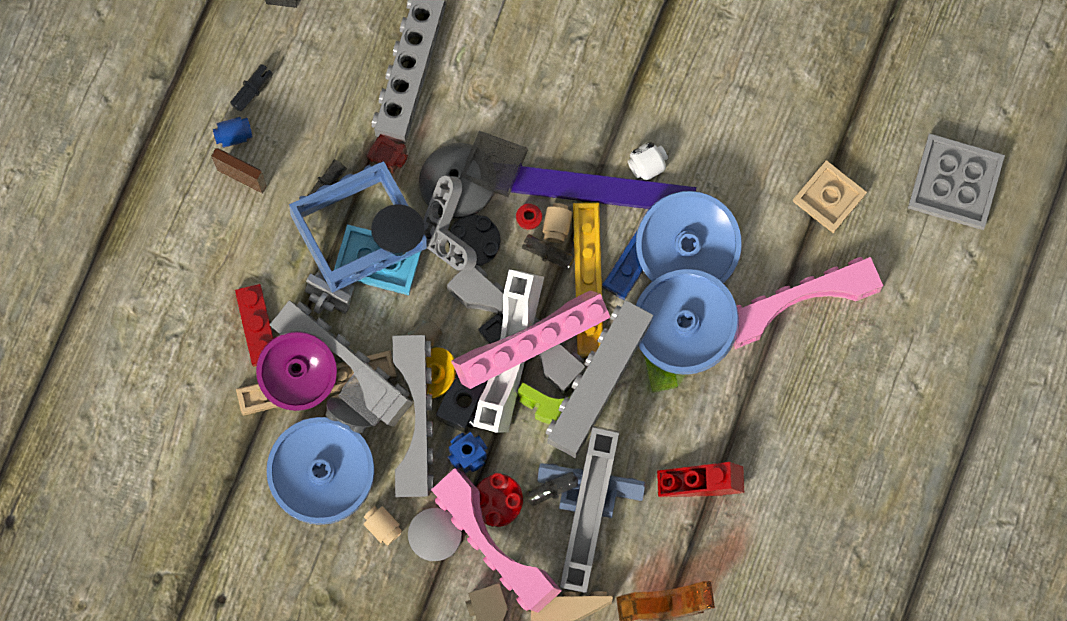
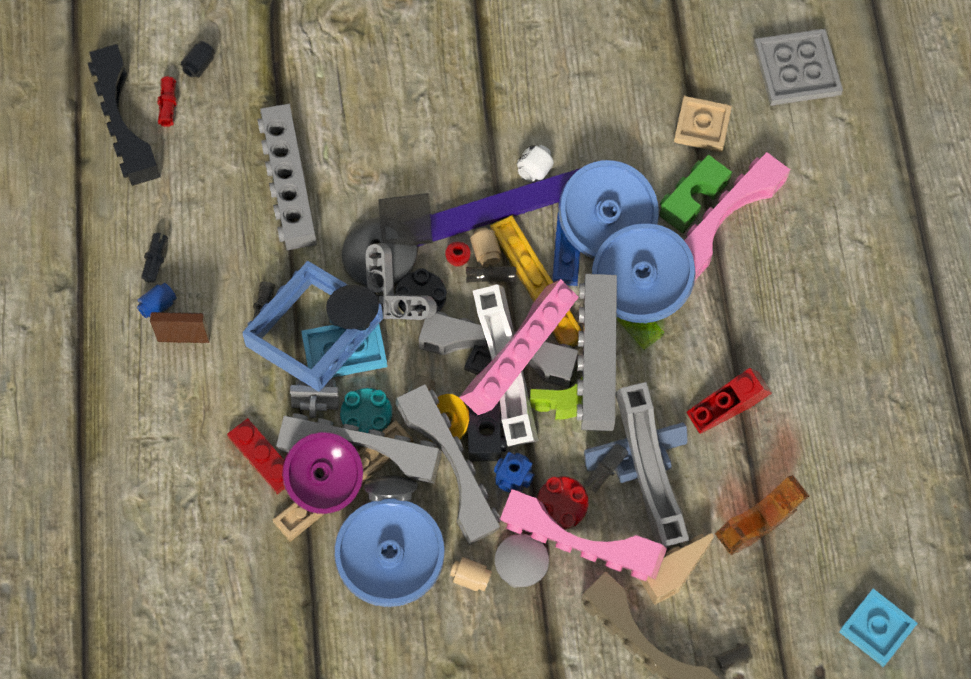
camera: 30 degrees left, 10 degrees down
(368, 329) = (366, 409): none -> teal dish
(369, 394) = (401, 460): clear piece -> none
(389, 152) = (302, 253): clear red bracket -> none
(801, 253) = (706, 178): none -> bright green arch

